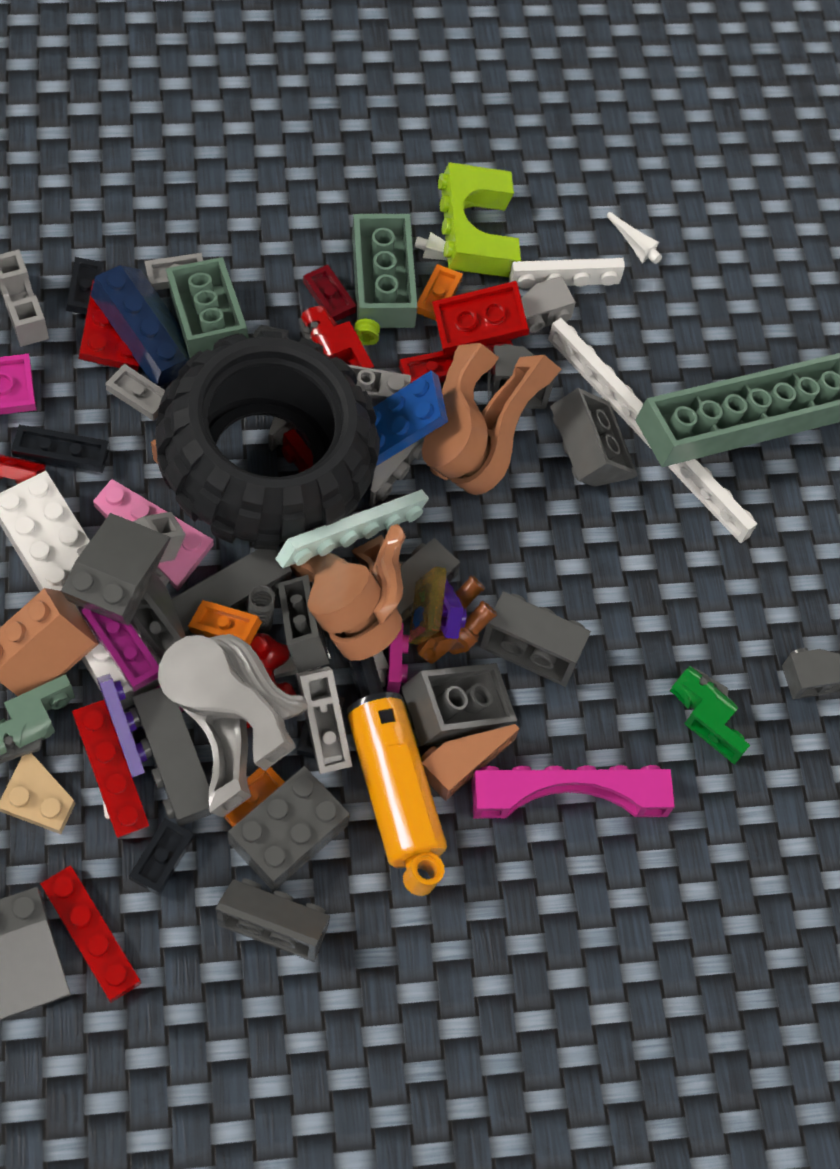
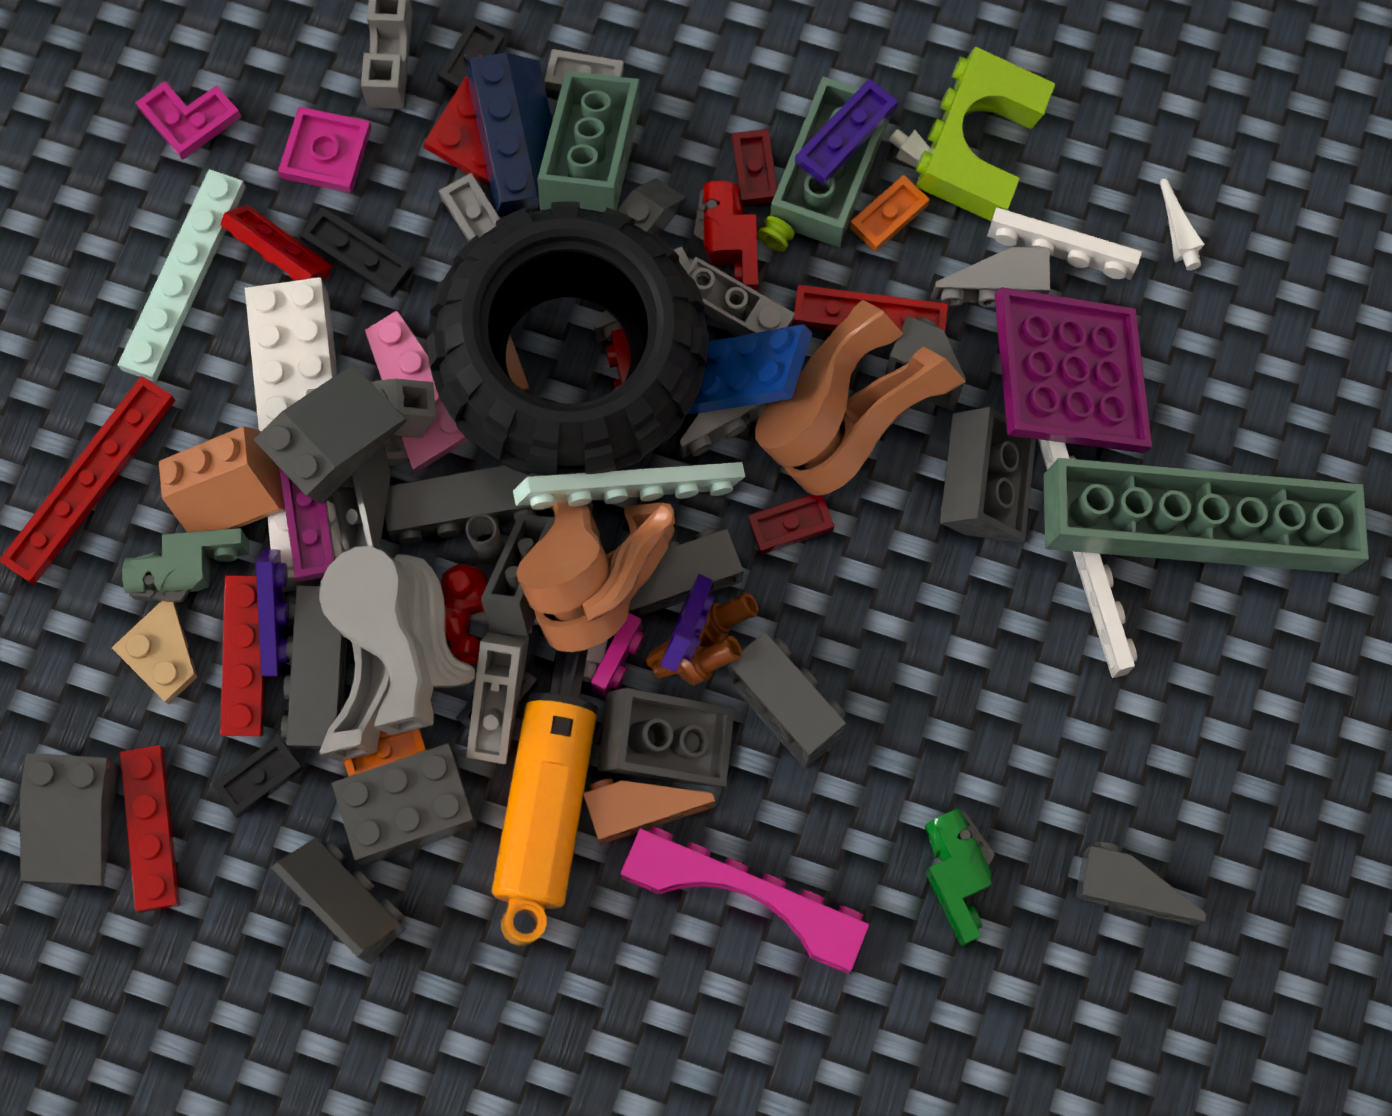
camera: 35 degrees right, 10 degrees up
(219, 620) = (433, 541): orange plate -> none
(390, 242) = (846, 131): none -> dark purple plate
(427, 605) = (669, 613): clear yellow tile -> none
(473, 521) = (790, 523): none -> dark red plate
(481, 317) = (916, 269): red plate -> none
(617, 348) = (1072, 371): none -> magenta plate

